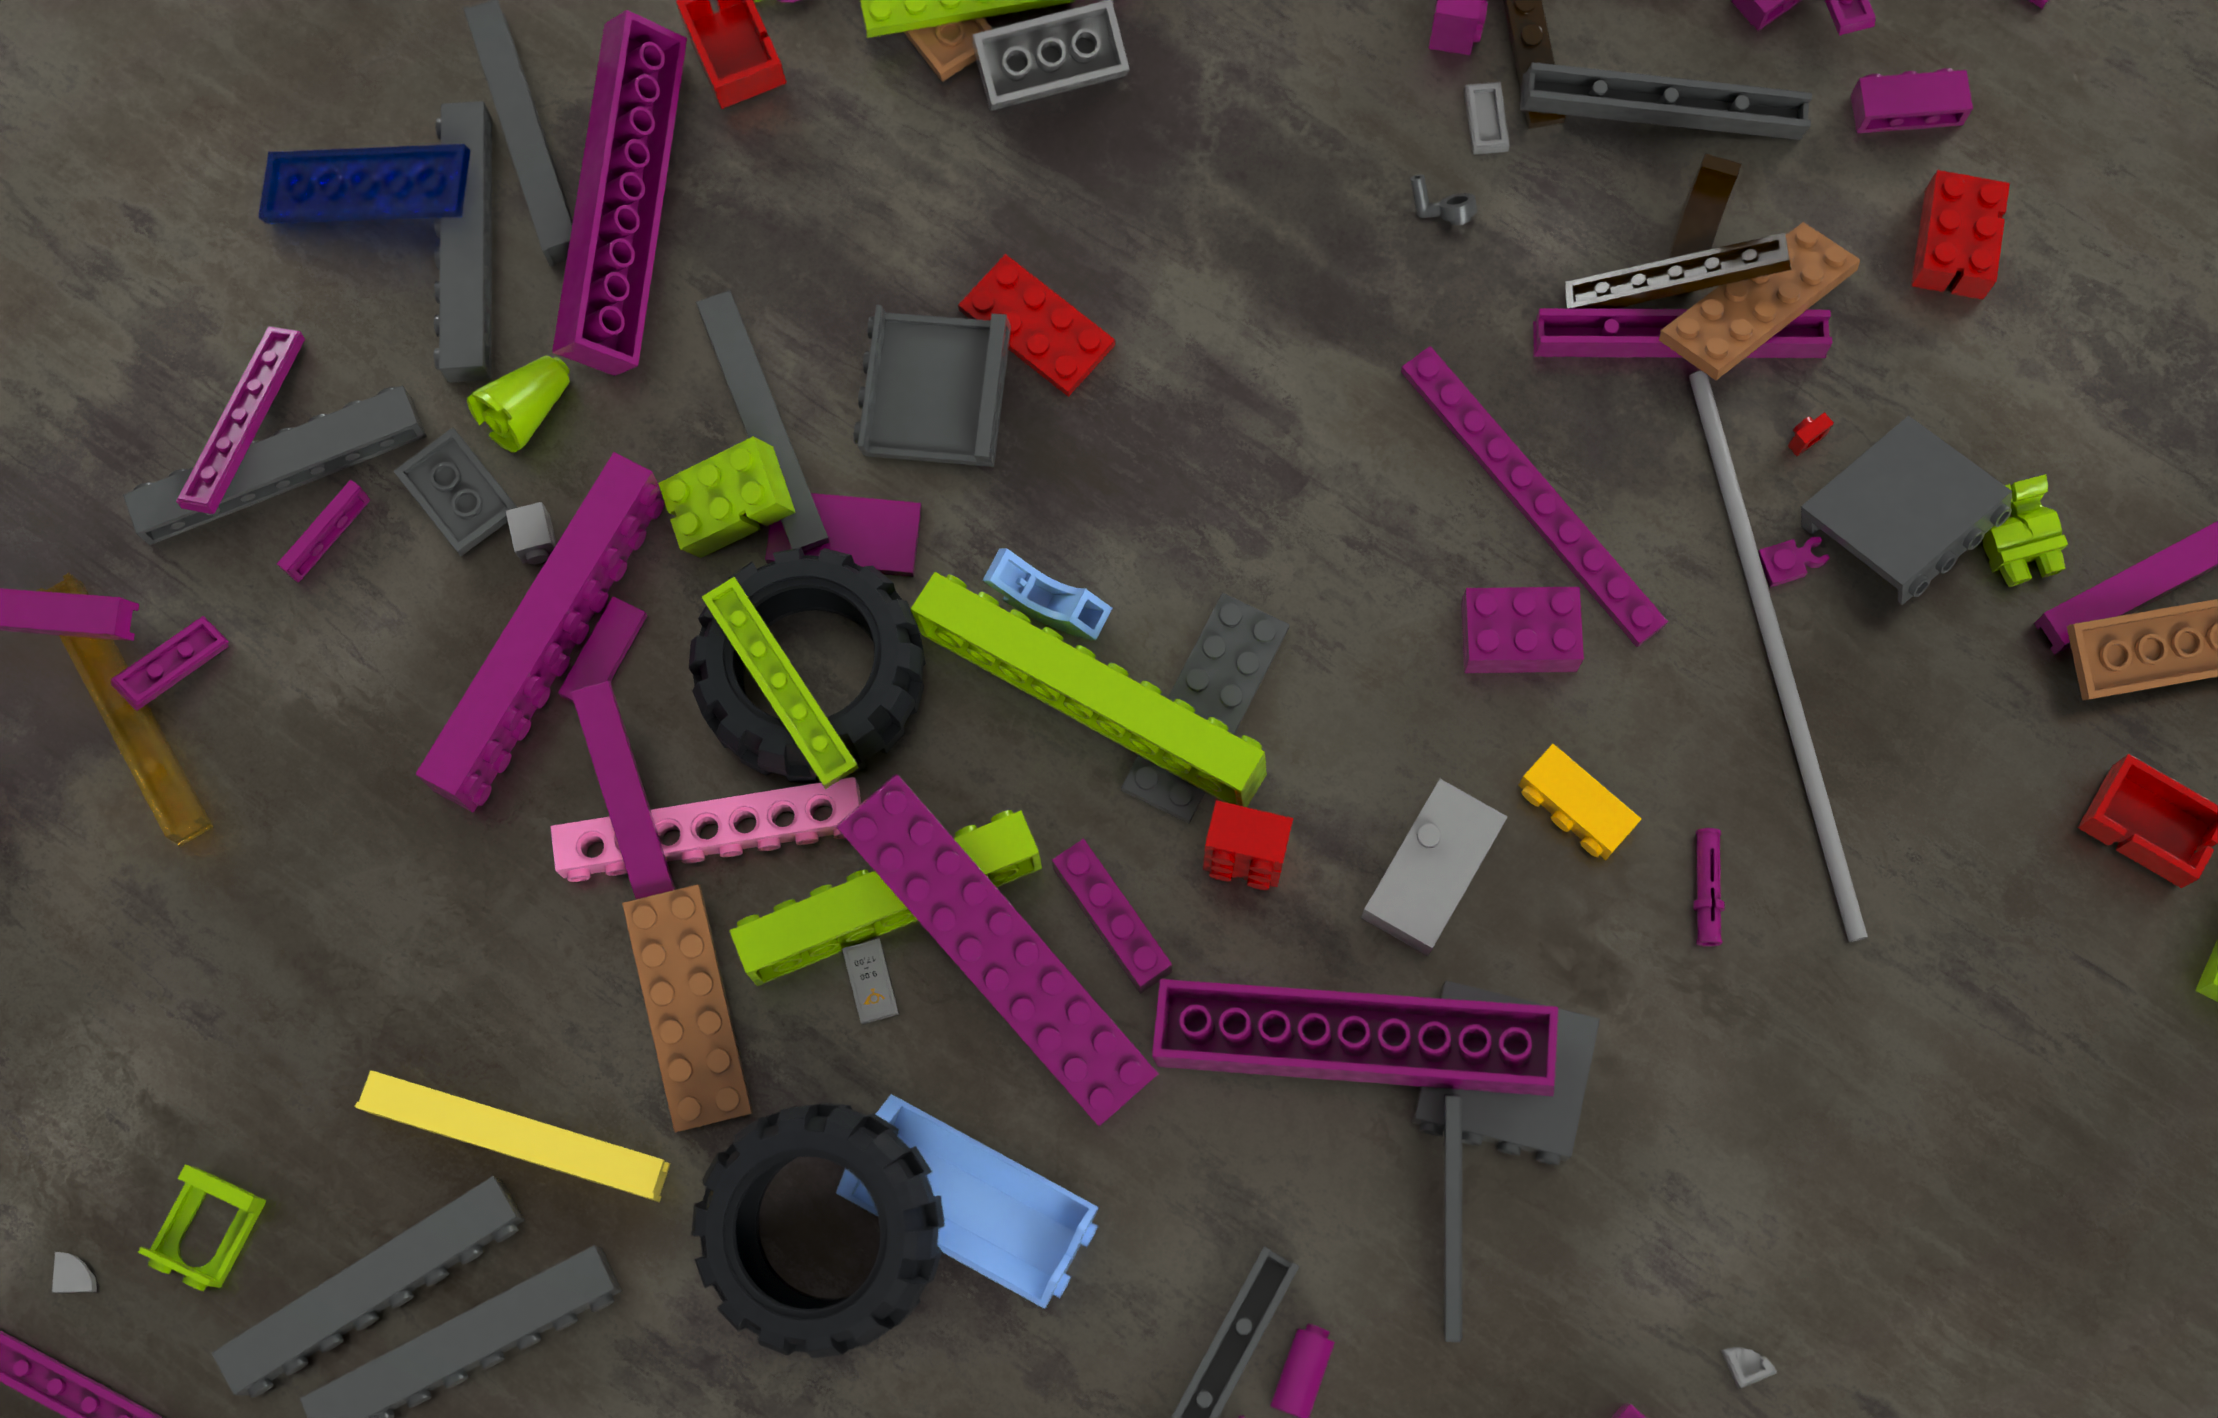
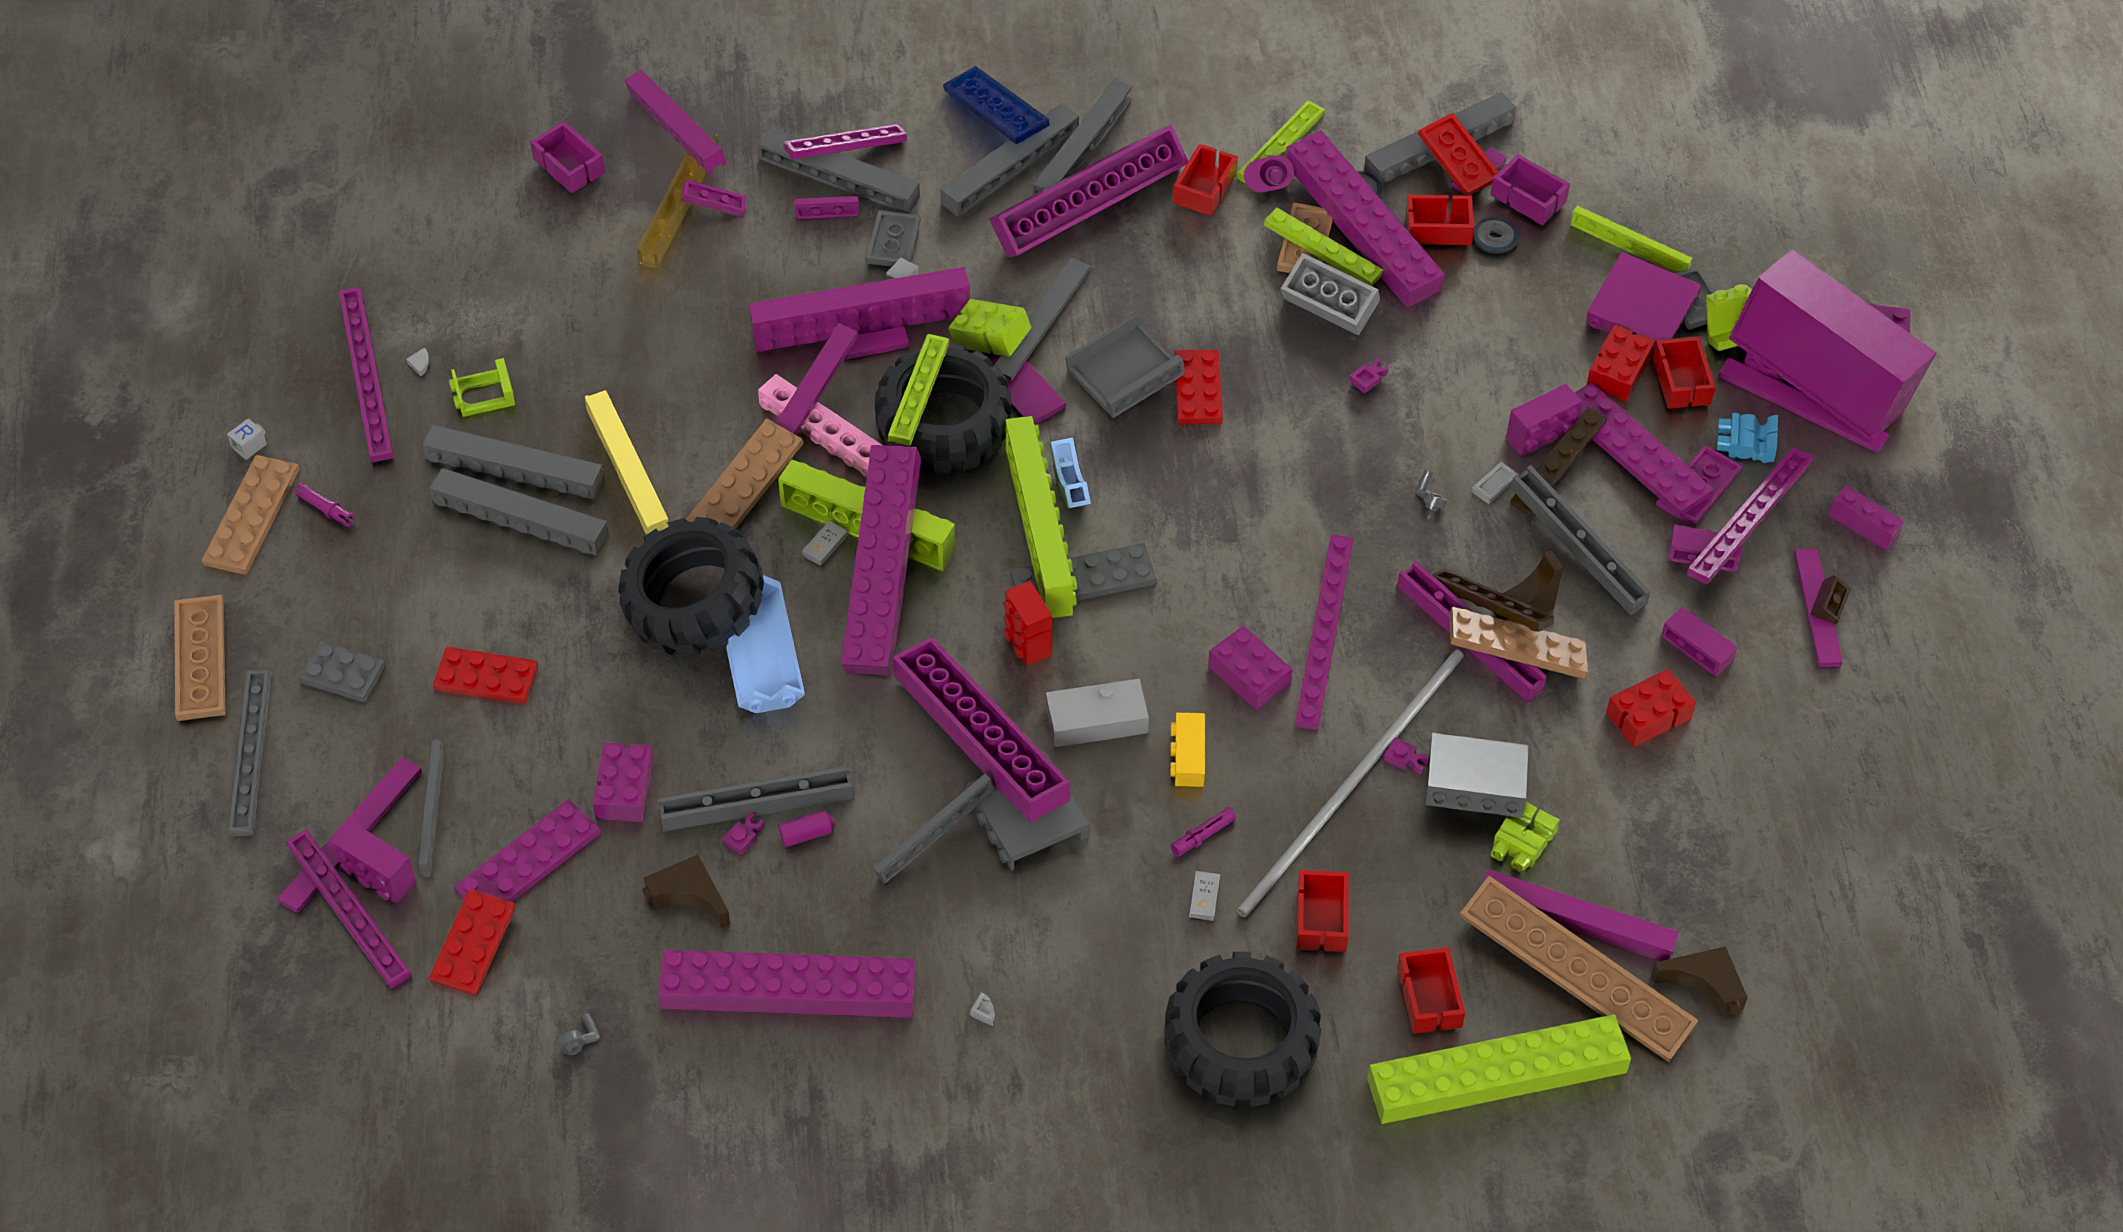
camera: 45 degrees right, 20 degrees down
(519, 401) = (957, 228): lime cone -> none
(1112, 916) = (946, 602): magenta brick -> none
(1205, 120) = (1368, 377): none -> magenta plate
(1798, 962) = (1204, 895): none -> light grey tile
(1809, 432) = (1477, 717): red plate -> none
(1947, 849) = (1322, 910): none -> red piece
(2124, 1048) = (1235, 1077): none -> black tyre

